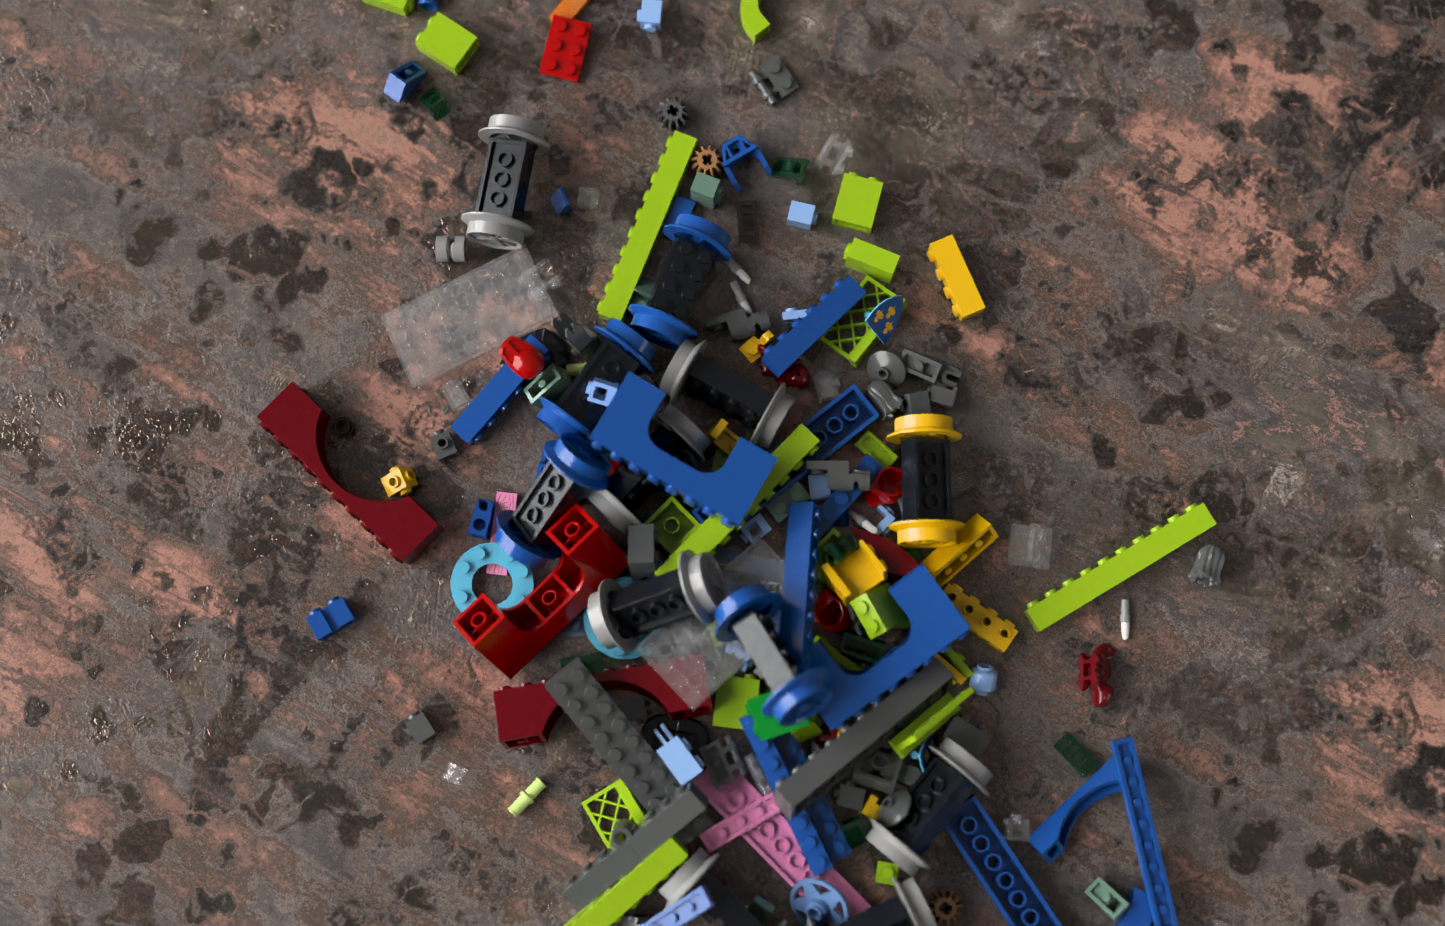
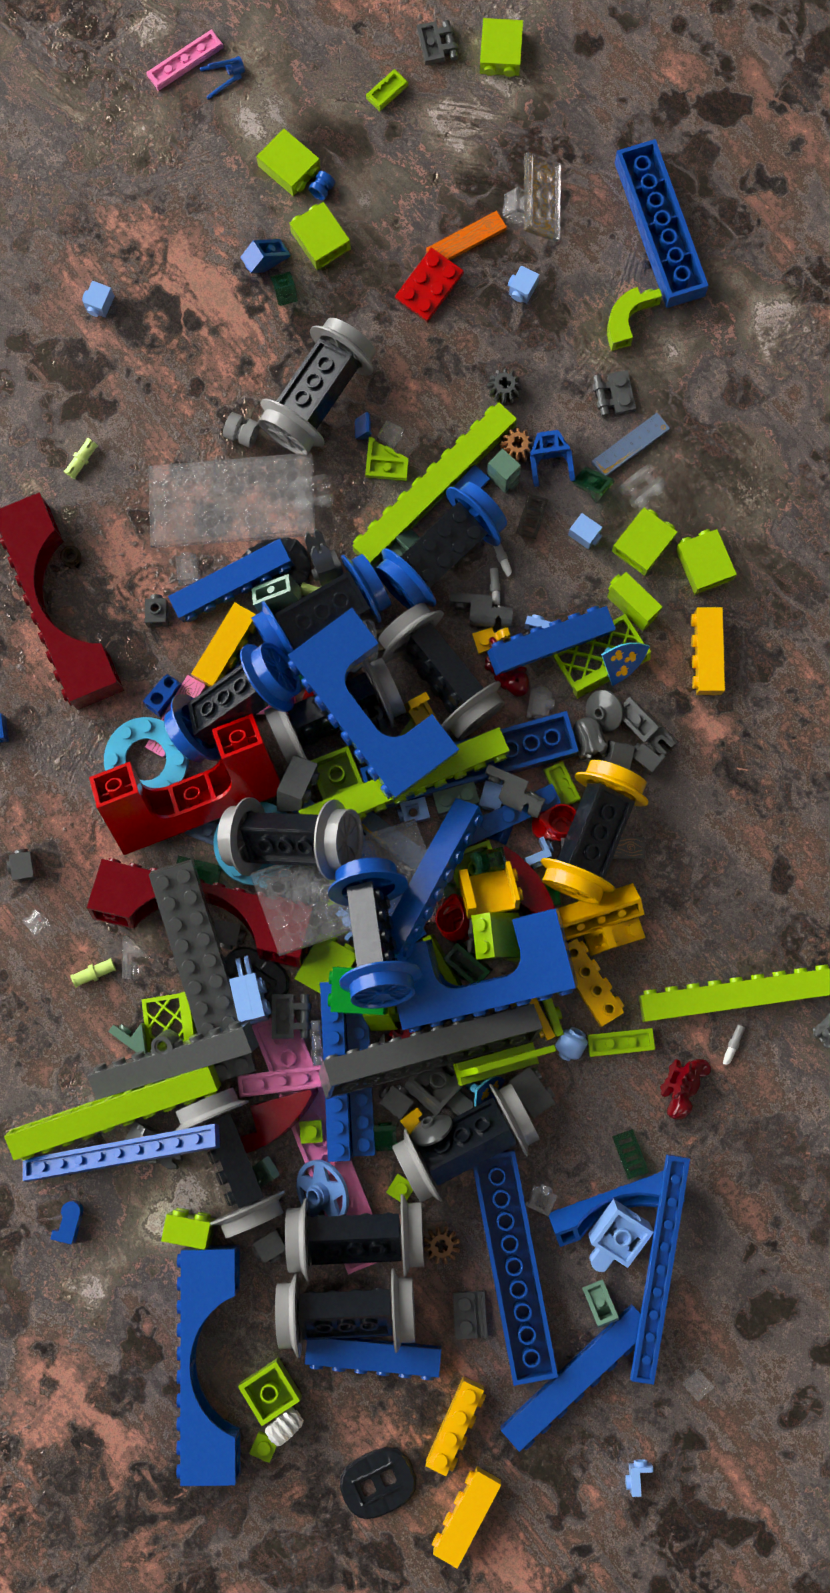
camera: 25 degrees right, 0 degrees up
(267, 182) = (98, 299): none -> light blue brick
(314, 334) = (81, 458): none -> yellowish green pin
(399, 481) = (100, 627): yellow brick -> none
(520, 452) = (225, 646): none -> yellow brick
(522, 357) = (261, 556): red helmet -> none
(553, 763) = (131, 950): none -> clear slope
(593, 843) = (136, 1041): none -> sand green slope
(594, 225) = (385, 463): none -> lime wing
(598, 397) = (314, 620): light blue brick -> none
(750, 856) = (277, 1117): none -> dark red slope
(785, 856) = (311, 1131): none -> lime plate
(808, 121) = (630, 445): none -> sand blue tile
(862, 521) = (519, 845): piece -> none
(918, 198) = (705, 561): none -> lime brick
(980, 567) = (614, 936): none -> yellow bracket
(1025, 659) = (620, 1042): none -> lime plate
(1030, 546) = (671, 936): clear bracket -> none
(1102, 838) = (618, 1236): none -> light blue brick

